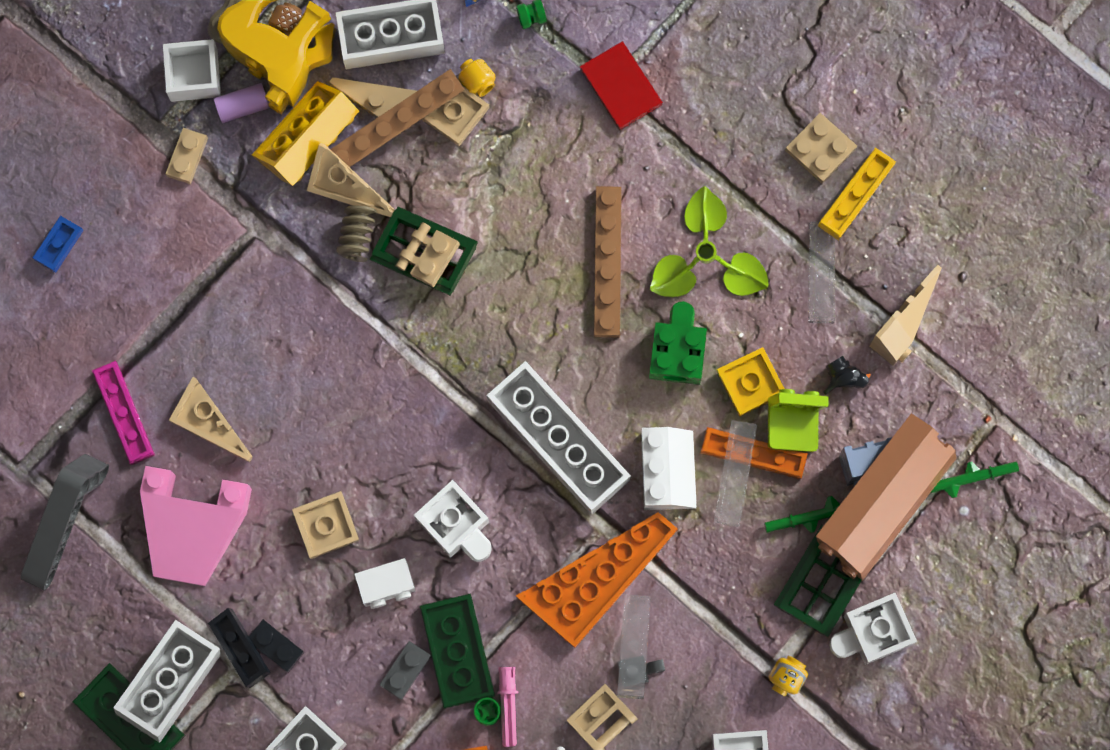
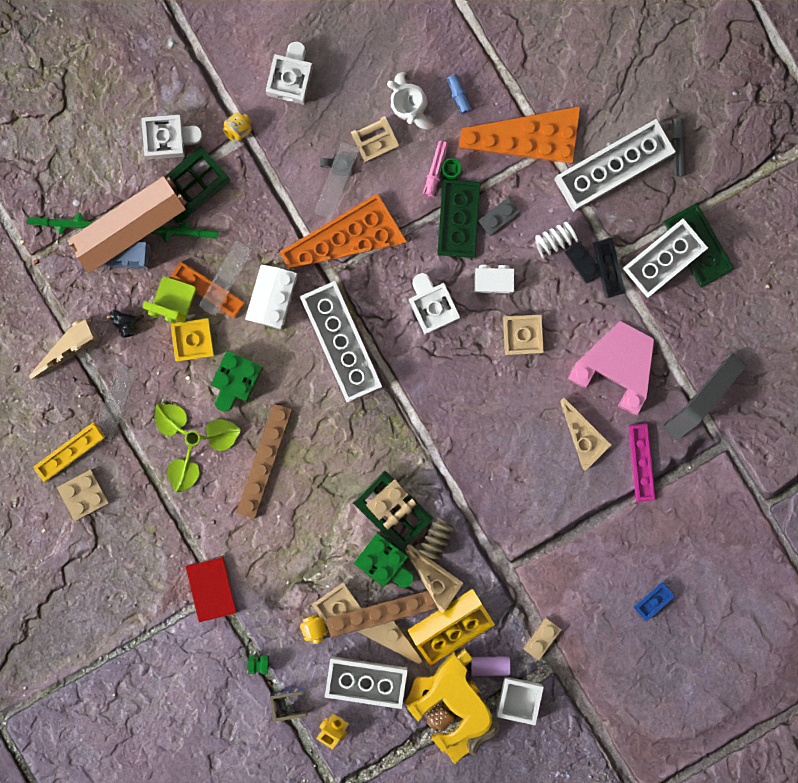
camera: 165 degrees left, 10 degrees up
(320, 662) = (555, 239): none -> white piece
(414, 183) = (384, 562): none -> green brick

